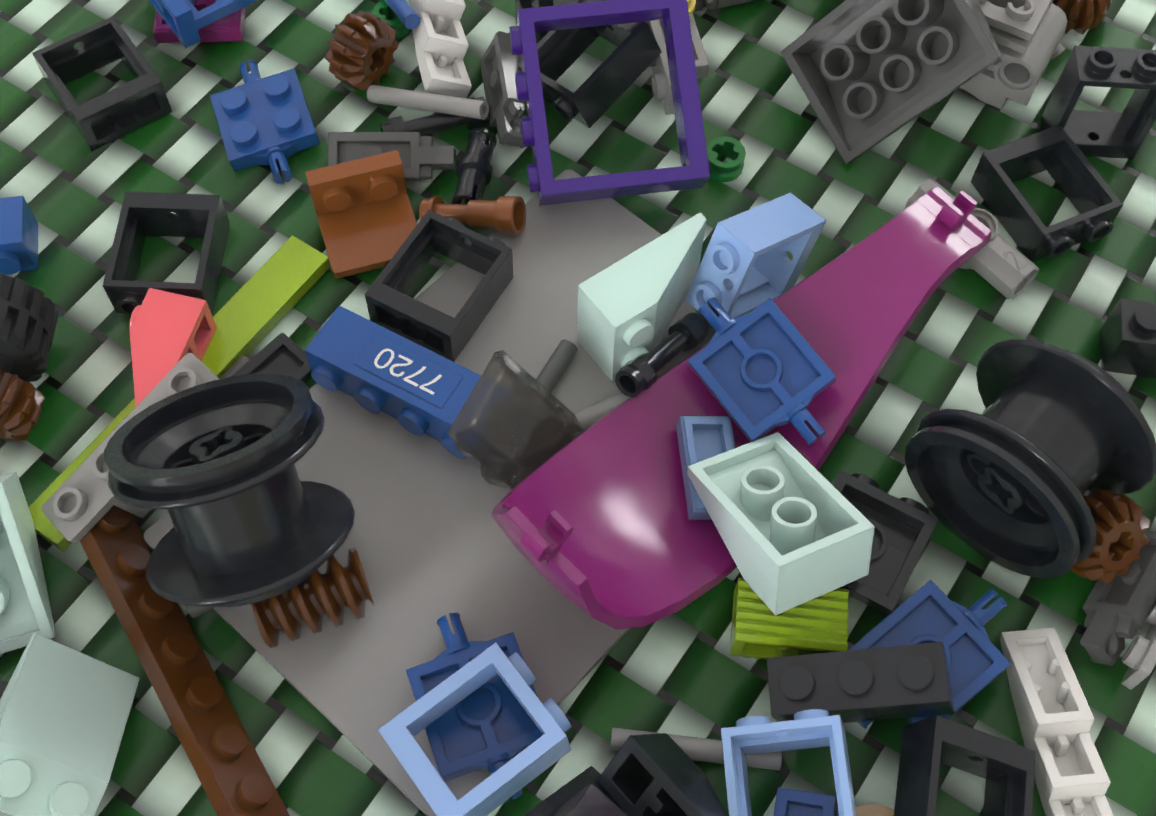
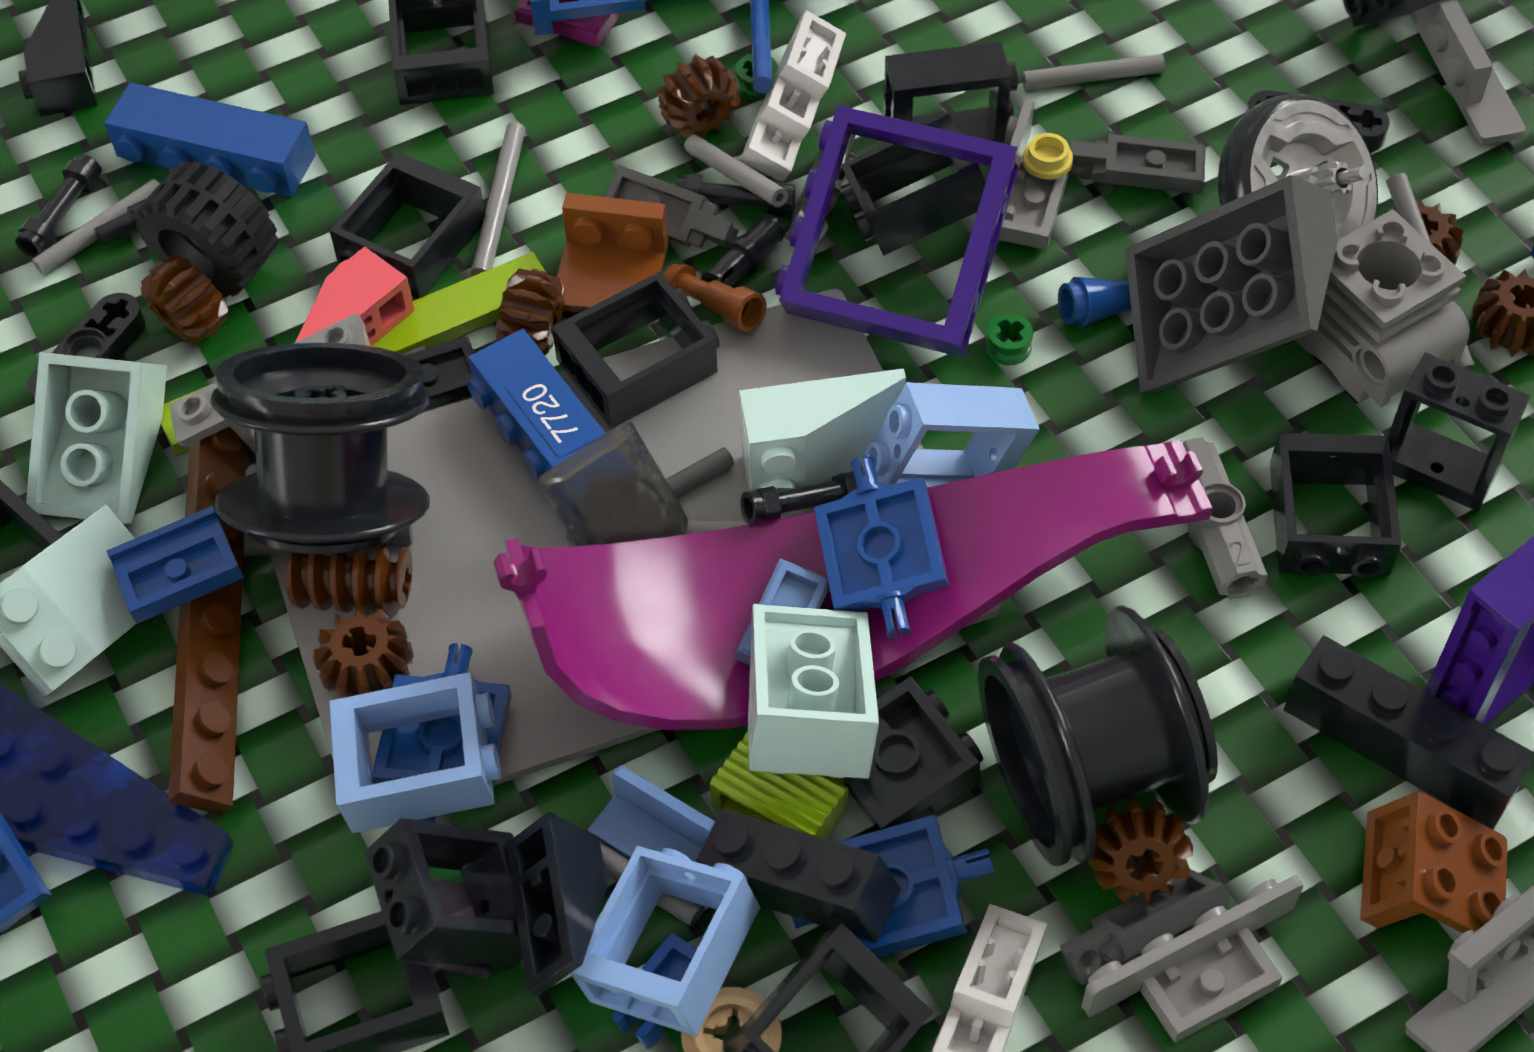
camera: 30 degrees right, 5 degrees down
(139, 662) = (174, 564): none -> blue plate
(232, 202) = (498, 198): none -> light grey bar
(264, 121) = (572, 133): blue plate -> none
(327, 284) = (533, 304): none -> reddish brown gear
(350, 681) = (362, 653): none -> reddish brown gear
(702, 698) = (649, 818): none -> medium blue panel
(770, 103) = (1092, 300): none -> blue cone

